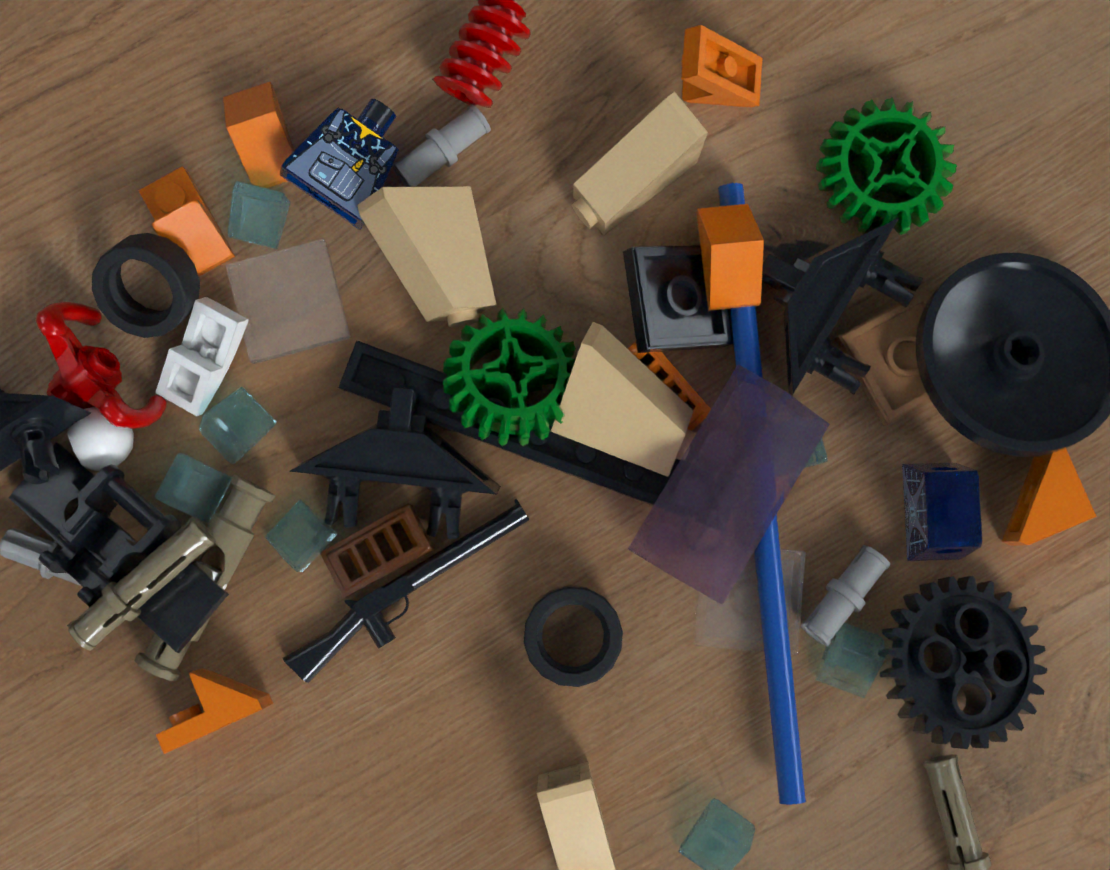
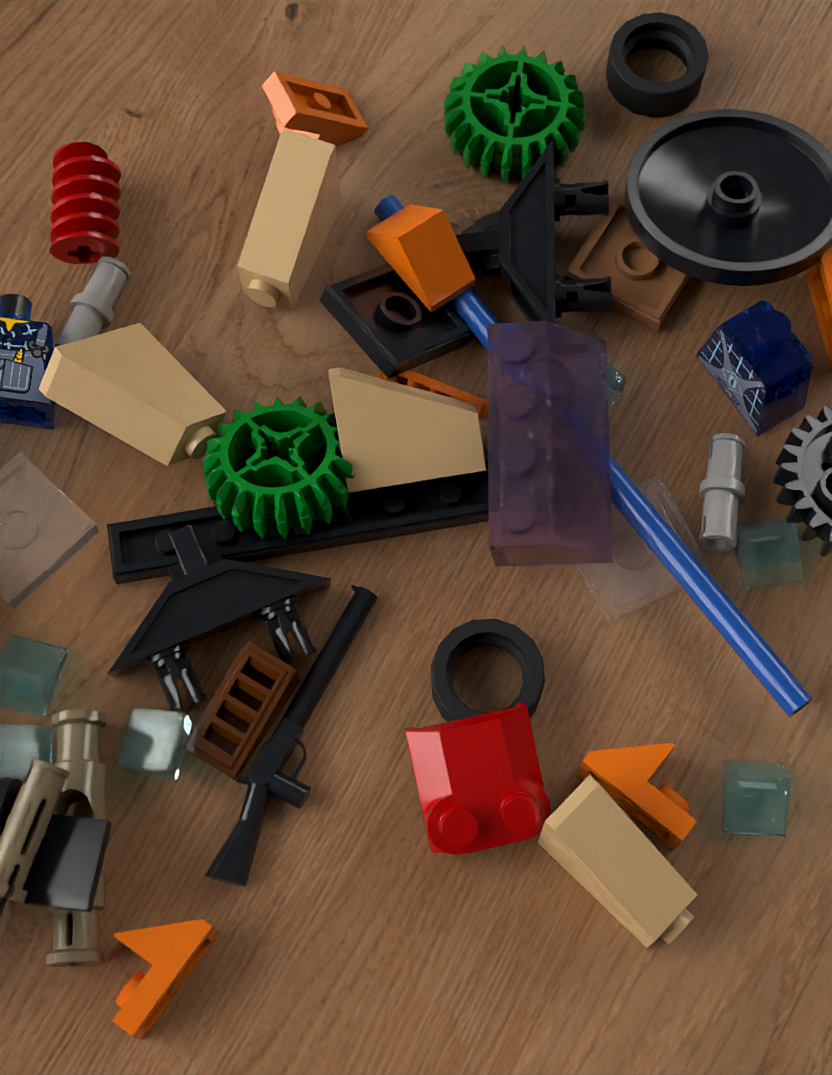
camera: 30 degrees left, 15 degrees down
(517, 715) = (479, 781): none -> red slope
(630, 775) = (626, 778): none -> orange slope
(1063, 161) = (665, 33): none -> black tyre

